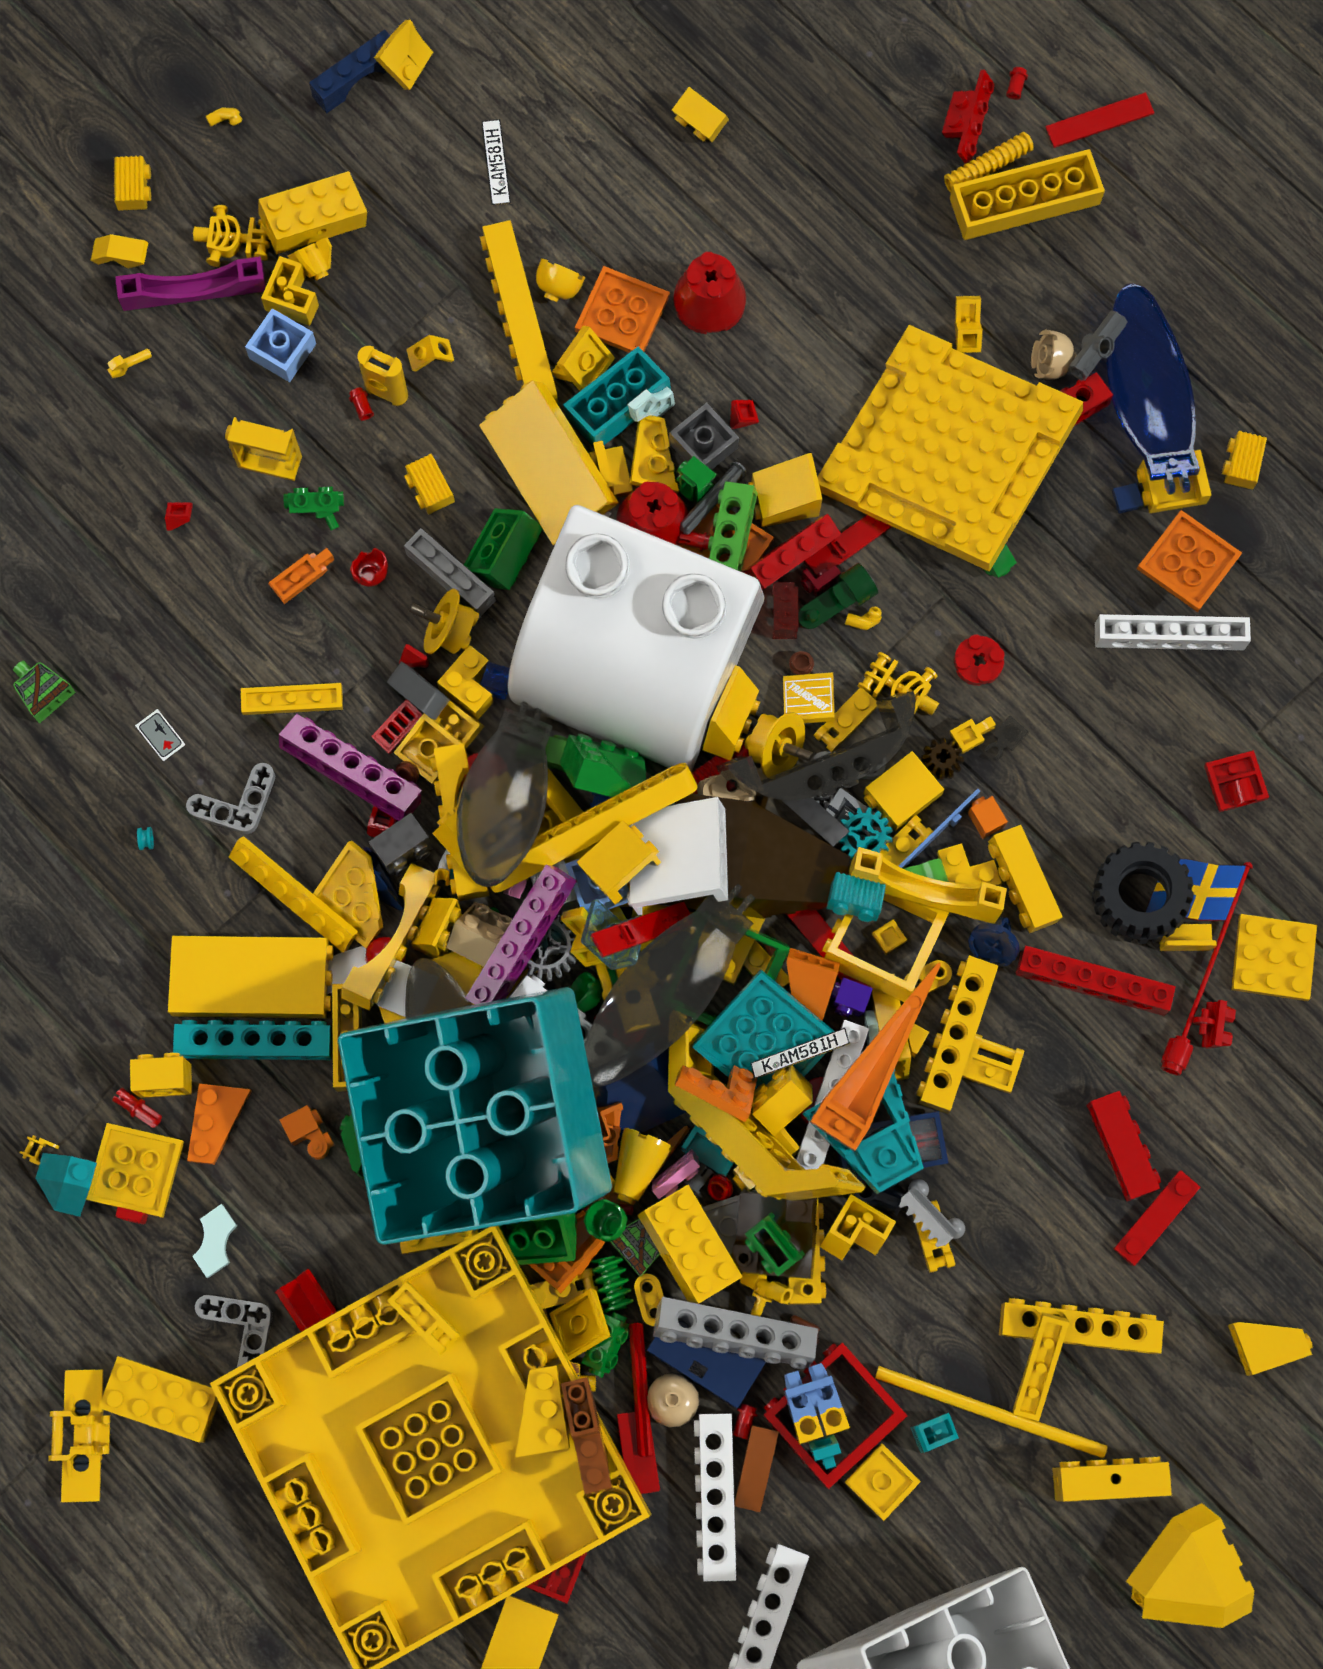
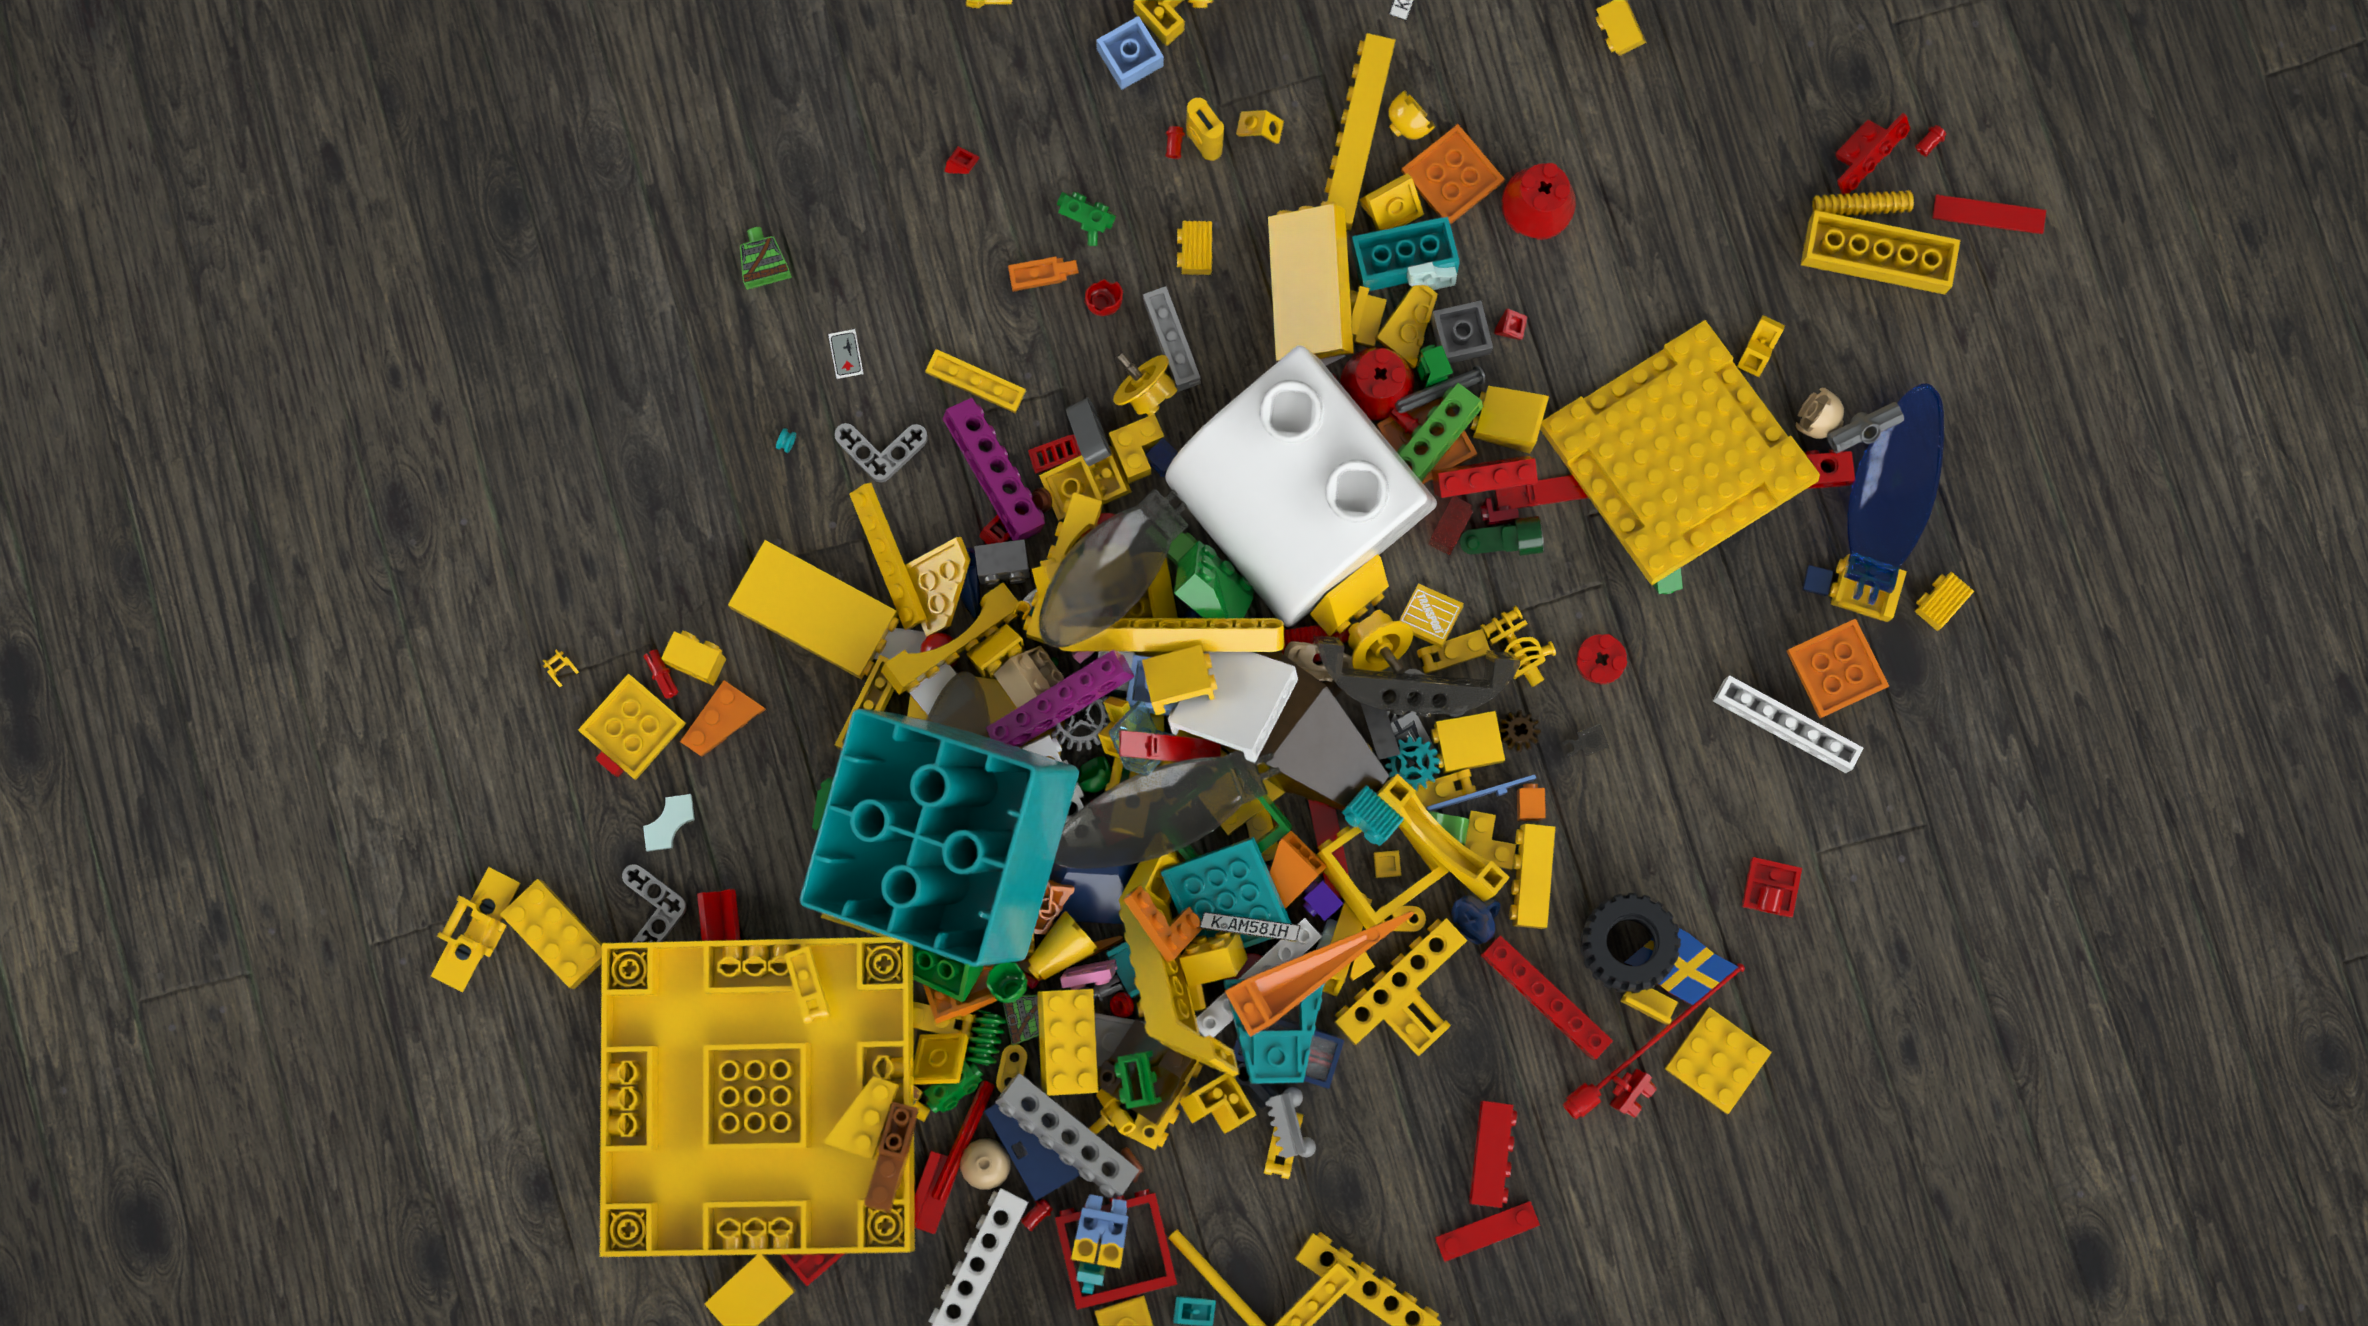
camera: 25 degrees right, 5 degrees up
(65, 1181) = (568, 706): teal slope -> none
(264, 449) = (1065, 143): yellow window -> none
(305, 1125) = (794, 763): orange brick -> none
(318, 1049) = (729, 640): teal brick -> none
(413, 657) = (1099, 398): red slope -> none
(503, 547) = (1230, 339): green slope -> none
(756, 1468) = (1025, 1259): dark orange slope -> none
(801, 663) = (1441, 580): copper plate -> none
(866, 621) = (1519, 572): yellow arm -> none
(970, 735) = (1555, 722): yellow plate -> none

